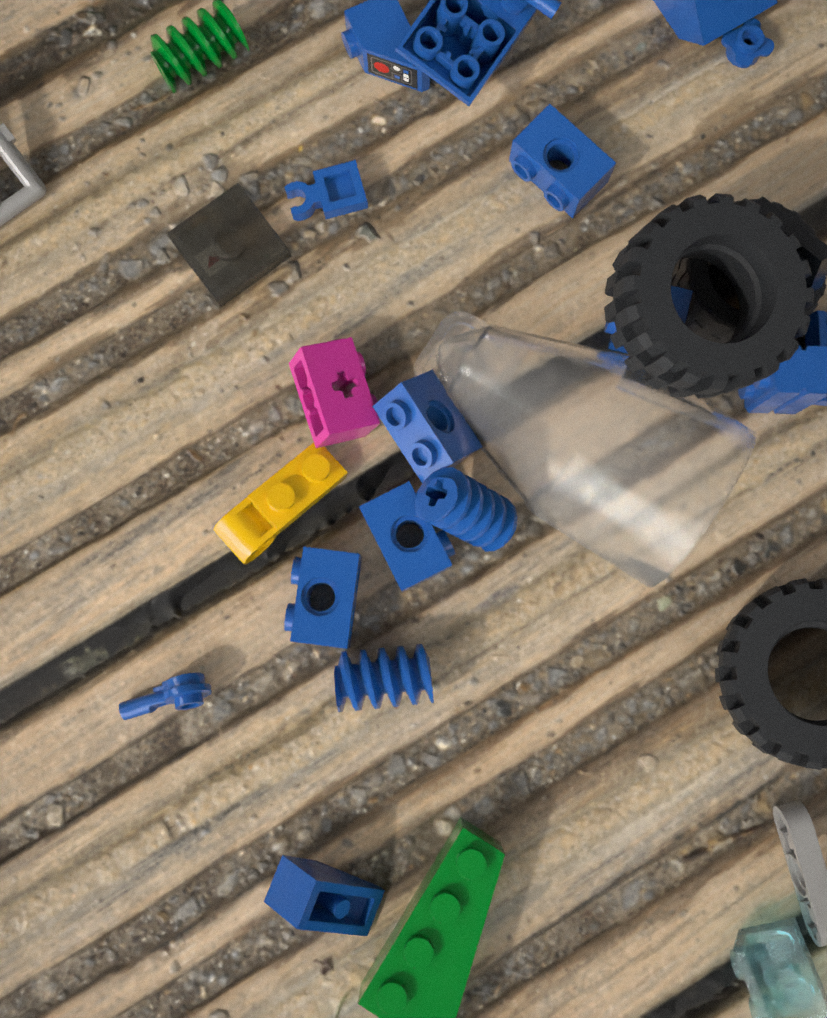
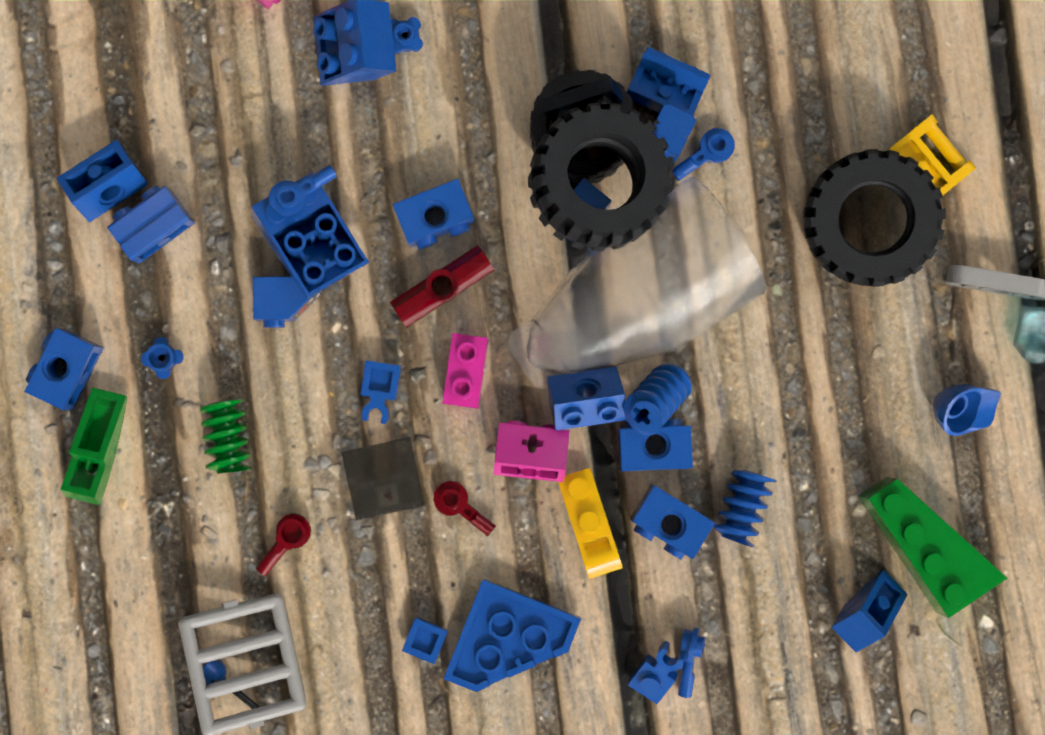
camera: 70 degrees left, 5 degrees up
(59, 372) = (425, 640): none -> blue plate
(104, 465) = (507, 636): none -> blue plate
(120, 168) = (291, 532): none -> dark red plate
(132, 663) = (656, 675): none -> blue plate
(239, 332) = (452, 499): none -> dark red plate
(395, 275) = (465, 370): none -> dark pink brick
(456, 194) = (461, 272): none -> dark red piece
(633, 904) = (965, 408): none -> blue cap
(797, 450) = (715, 147): none -> blue plate

